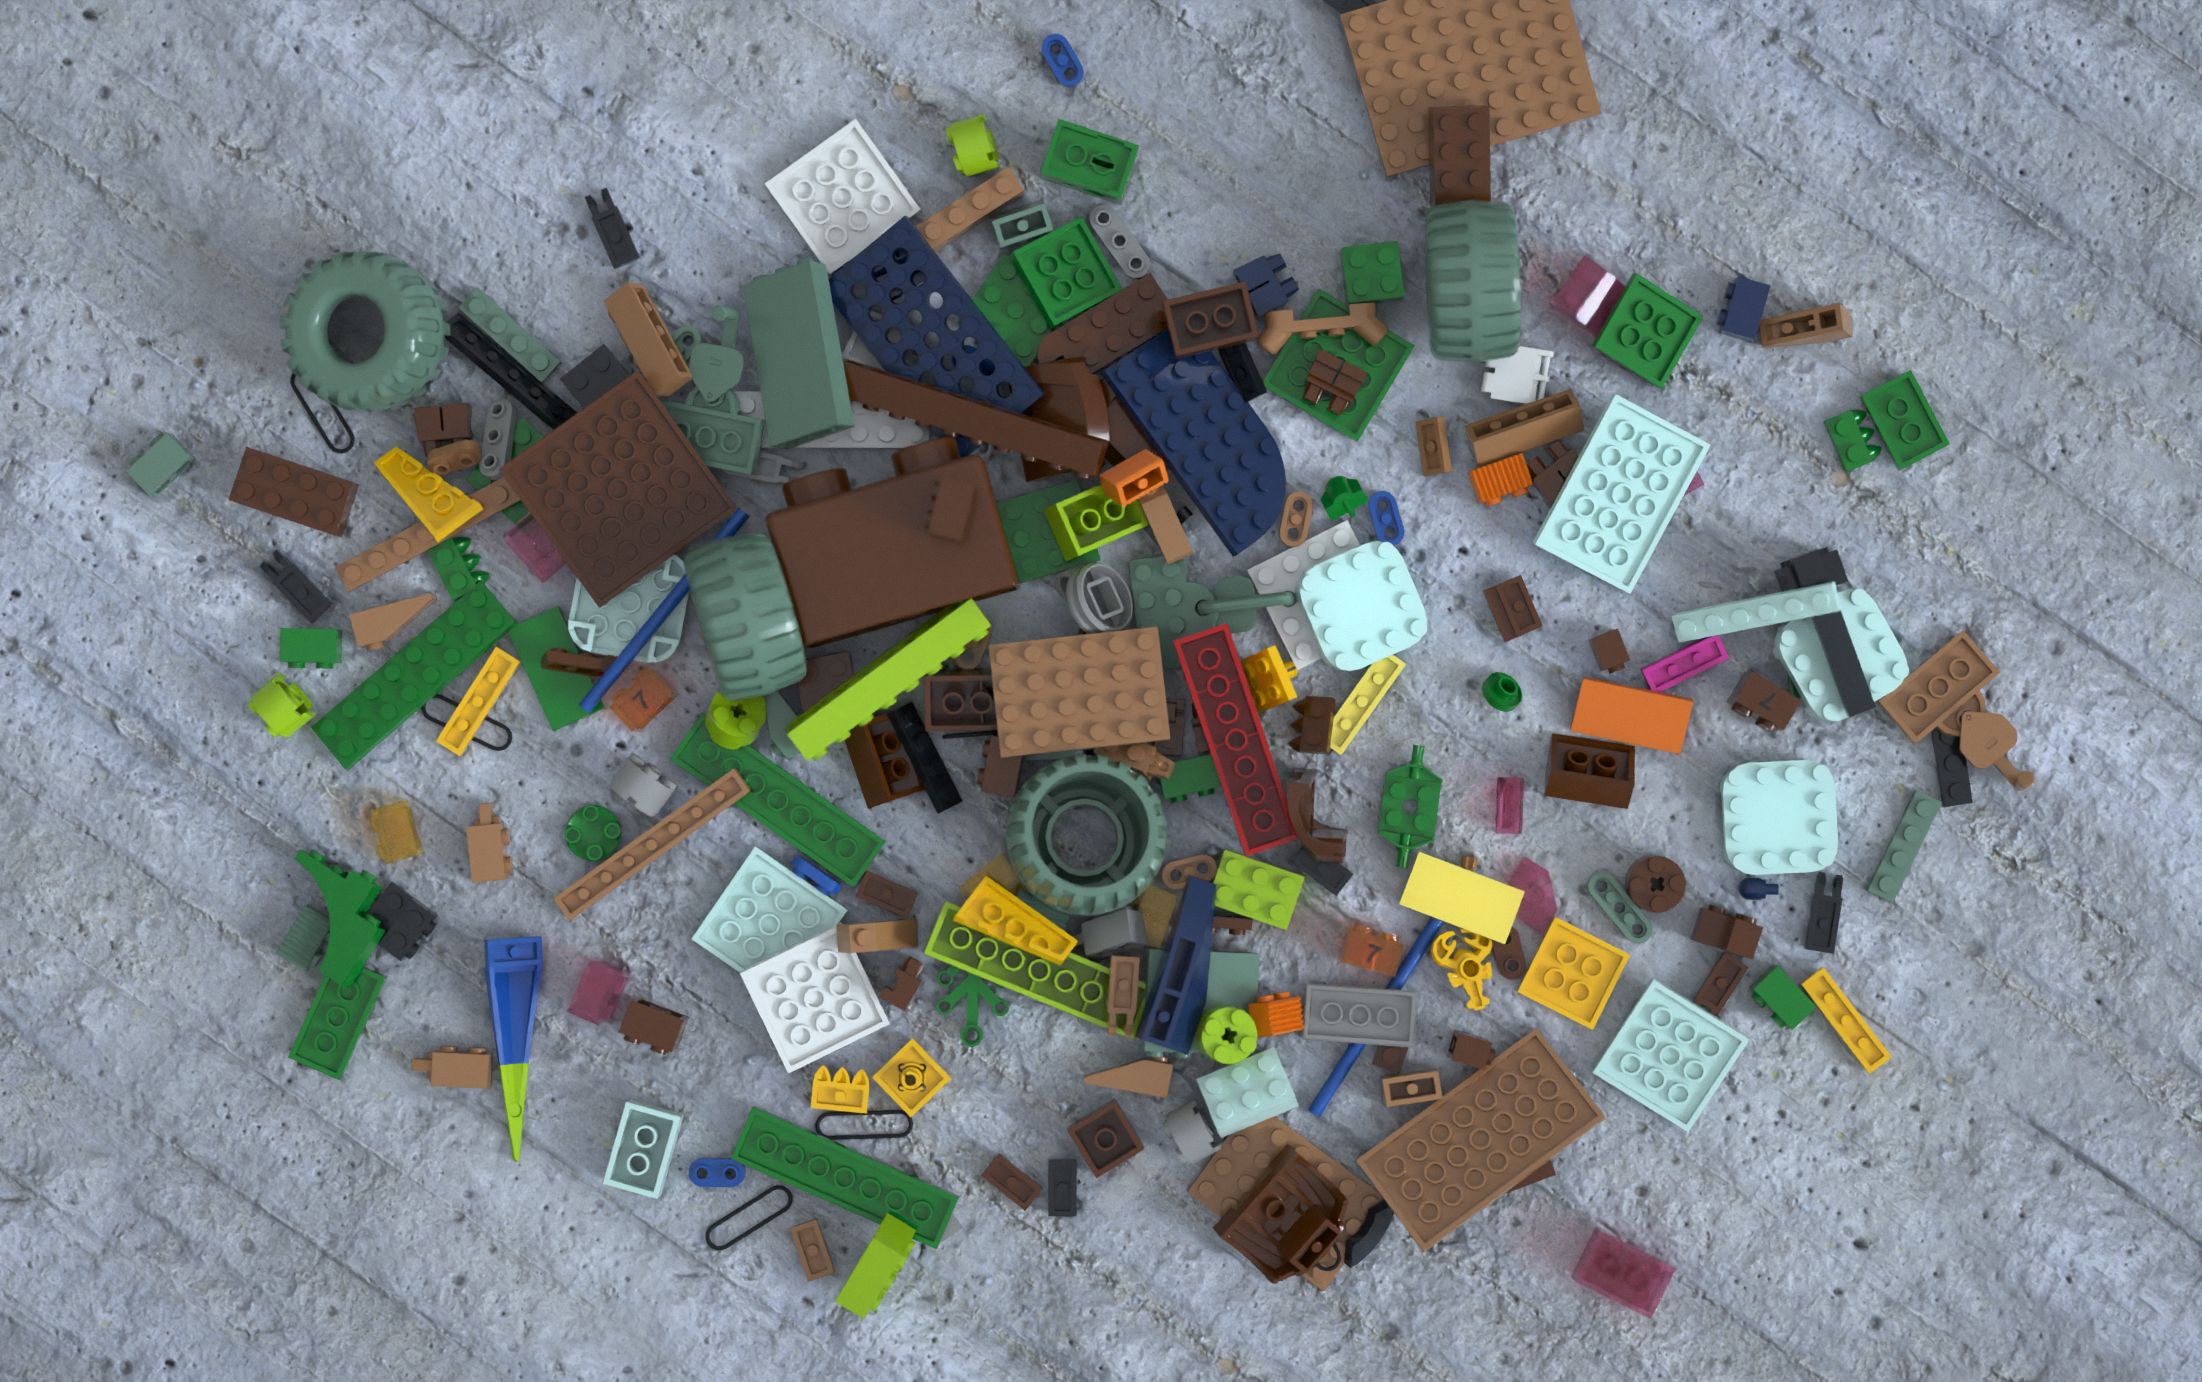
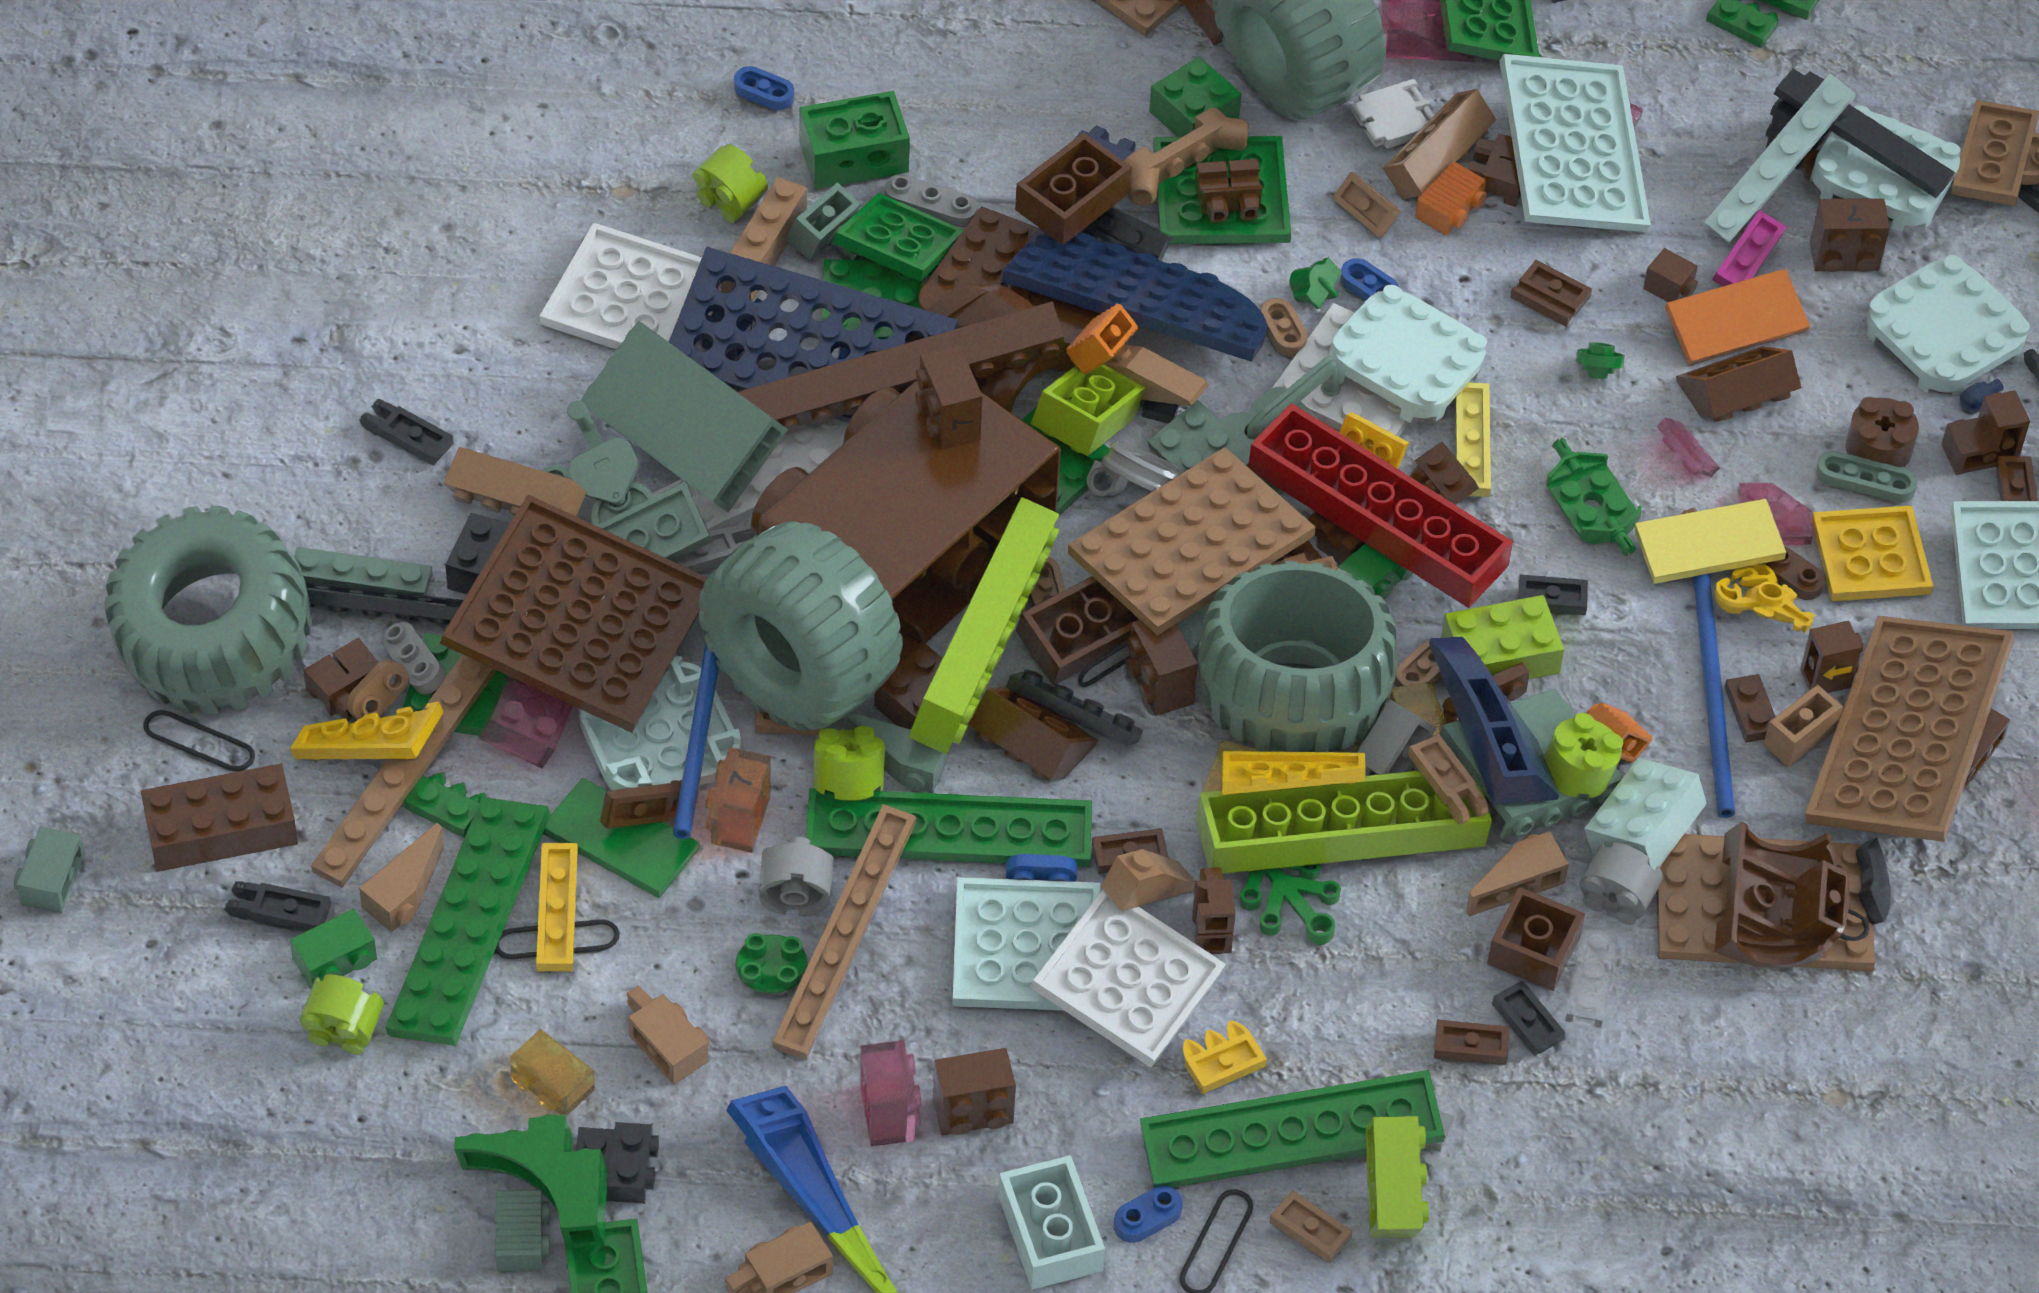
camera: 35 degrees left, 35 degrees down
(871, 1136) = (1303, 1048): black piece -> none
(911, 1077) = (1289, 992): yellow plate -> none
(1320, 840) = (1538, 528): reddish brown piece -> none
(1360, 1015) = (1699, 695): light grey tile -> none
(1370, 950) = (1662, 627): clear orange brick -> none

